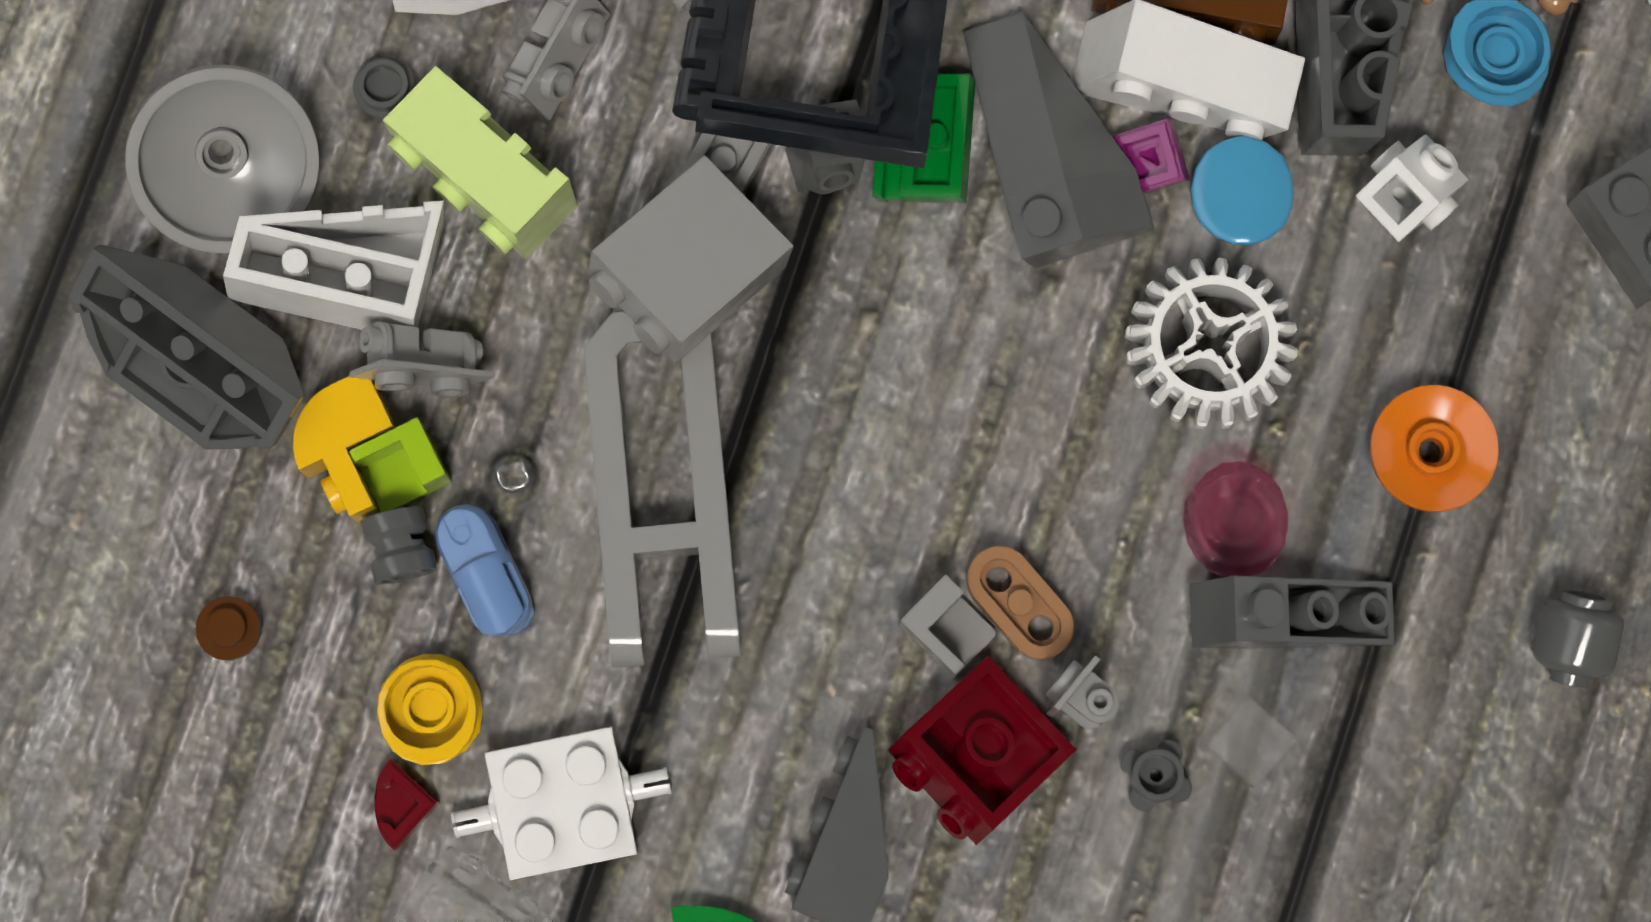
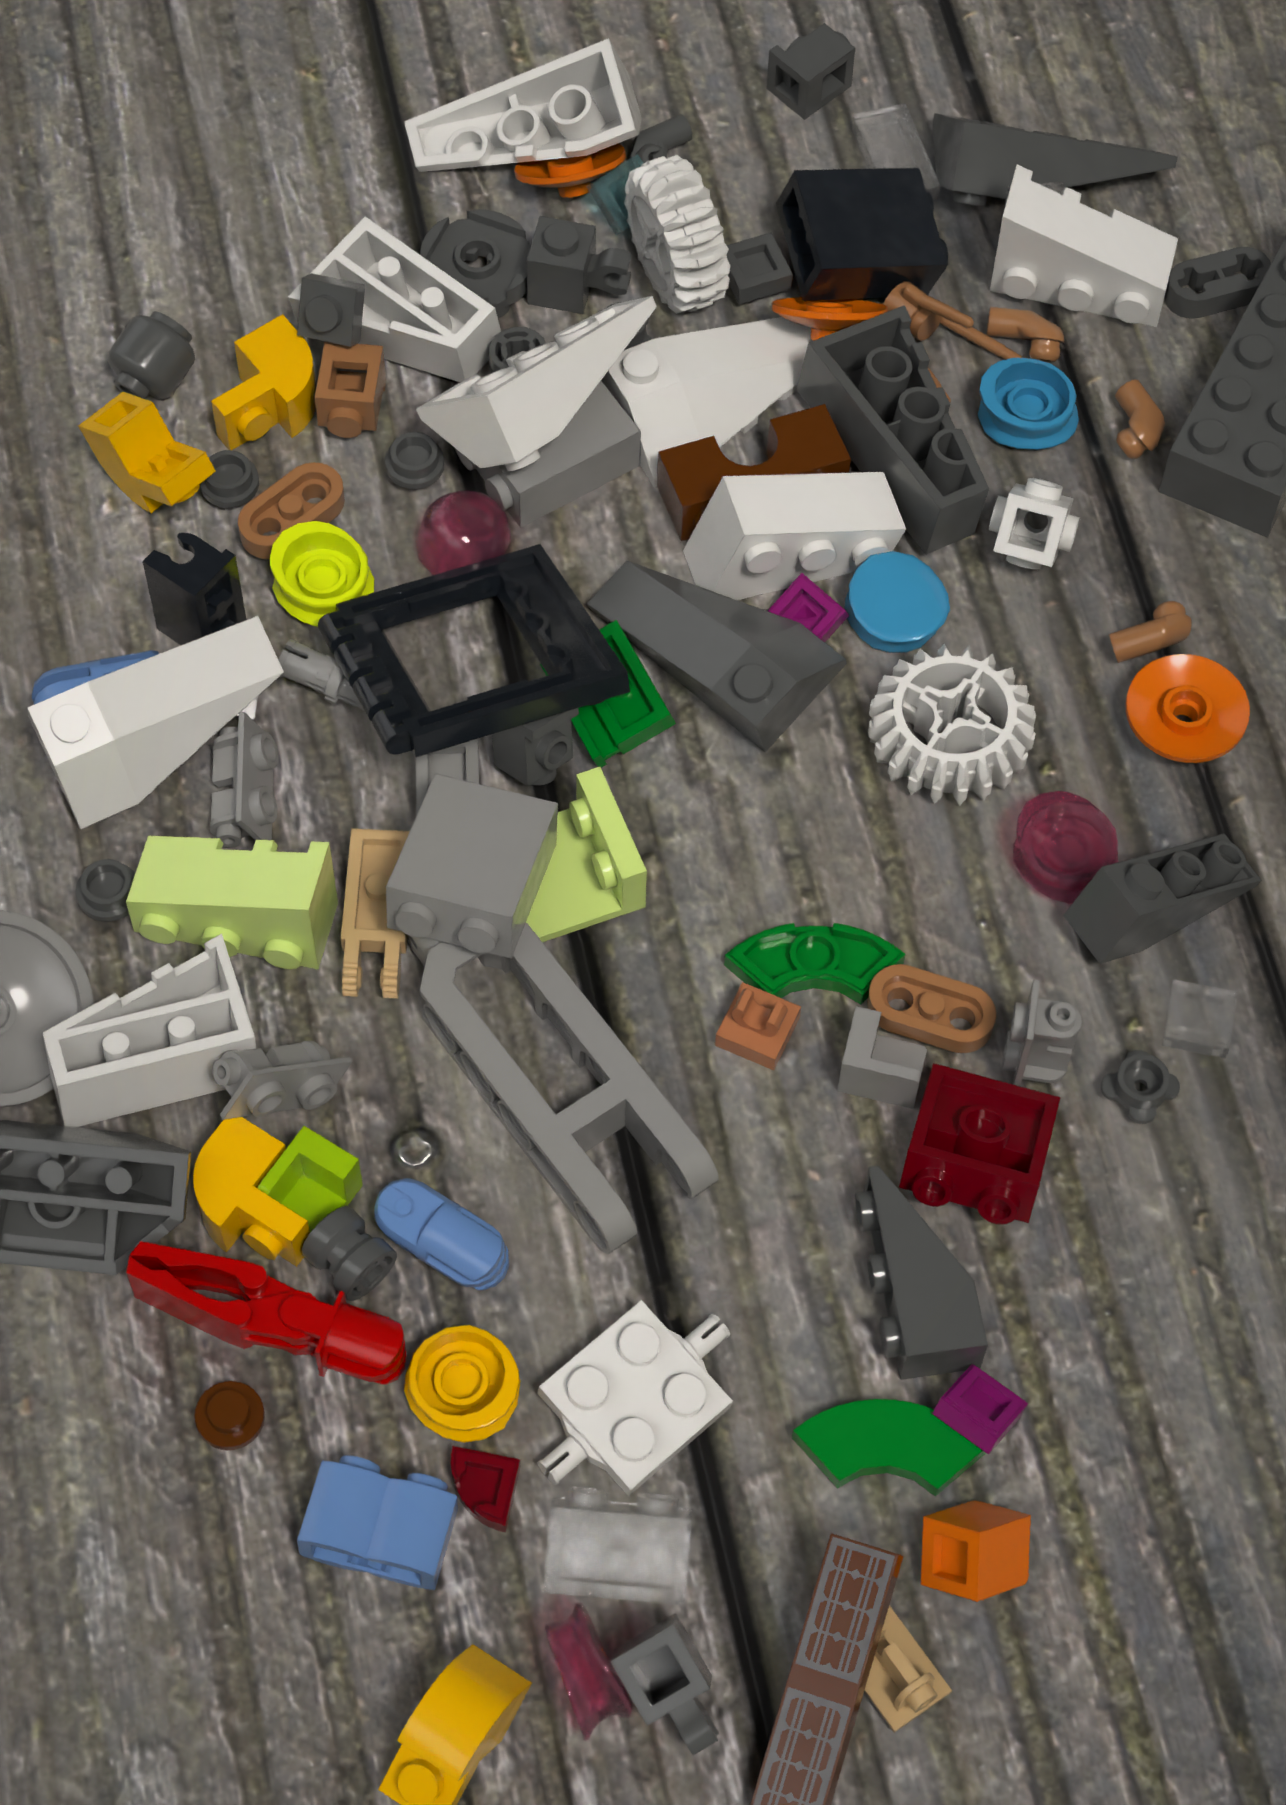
camera: 30 degrees left, 20 degrees down
(293, 791) = (378, 1522): none -> medium blue brick
(355, 619) = (267, 1312): none -> red arm
(613, 201) = (365, 910): none -> tan hinge
(803, 305) = (593, 867): none -> yellowish green bracket
(864, 530) = (757, 1026): none -> nougat tile
(953, 493) = (812, 957): none -> green tile
(1456, 357) = (1167, 629): none -> medium nougat arm
(1596, 131) = (1145, 420): none -> medium nougat arm

